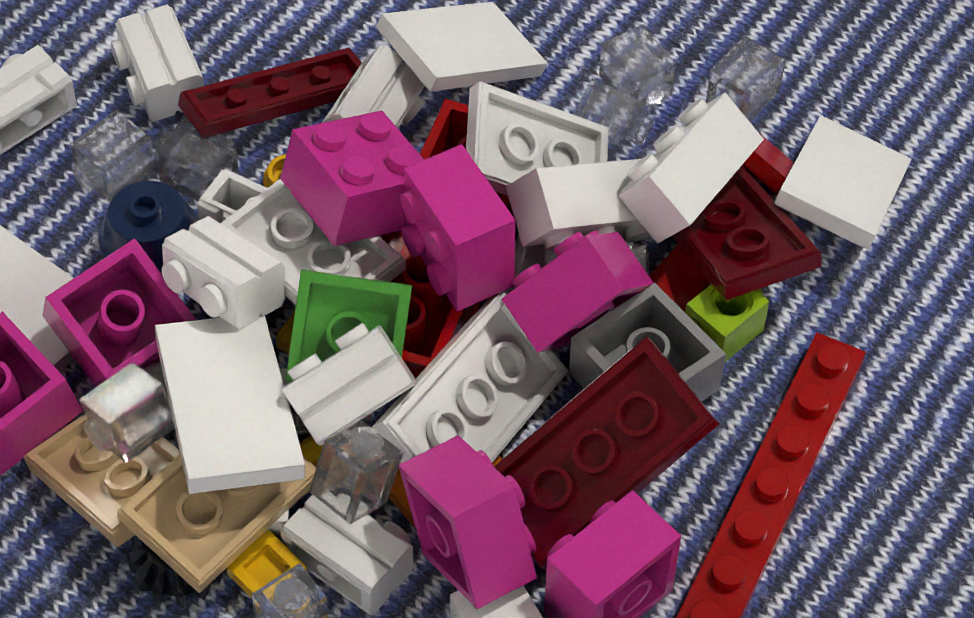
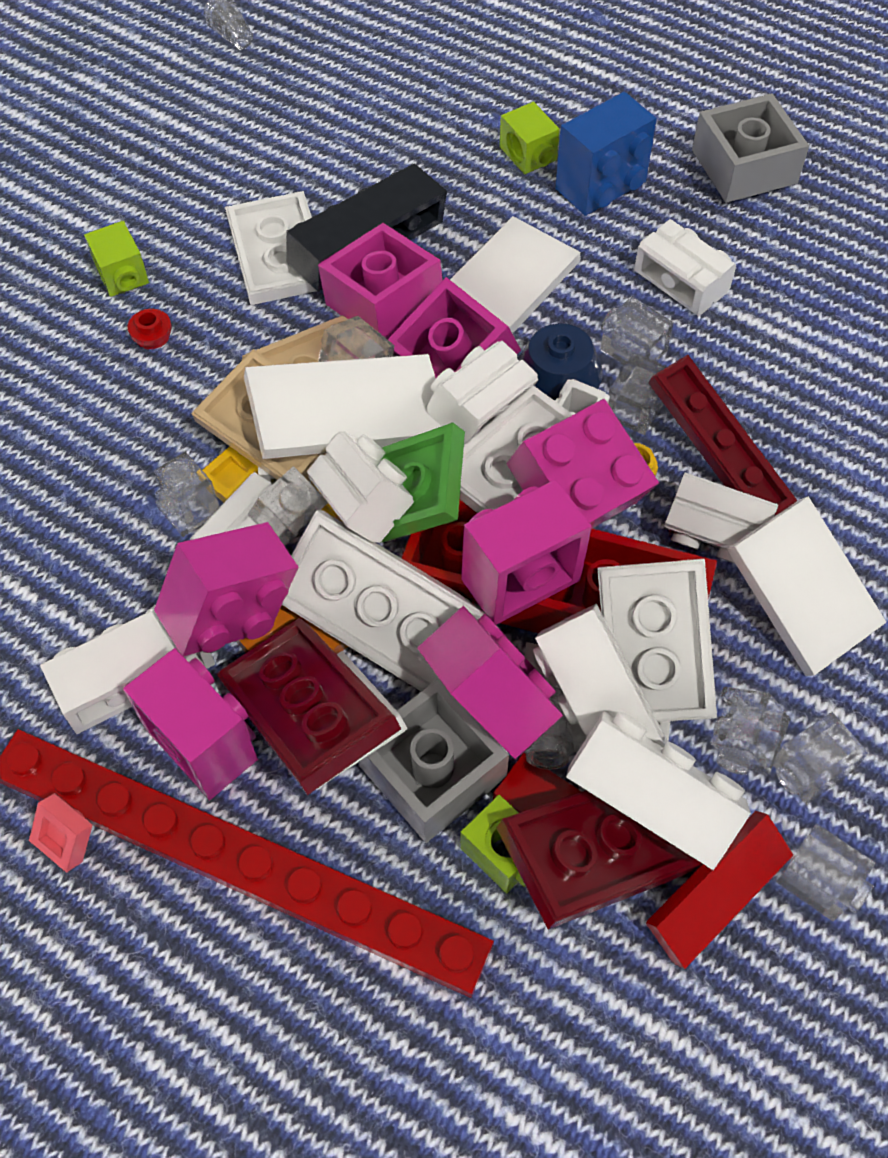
camera: 90 degrees right, 5 degrees up
(157, 60) = (747, 356): white brick -> none
(843, 182) = (687, 972): white tile -> none

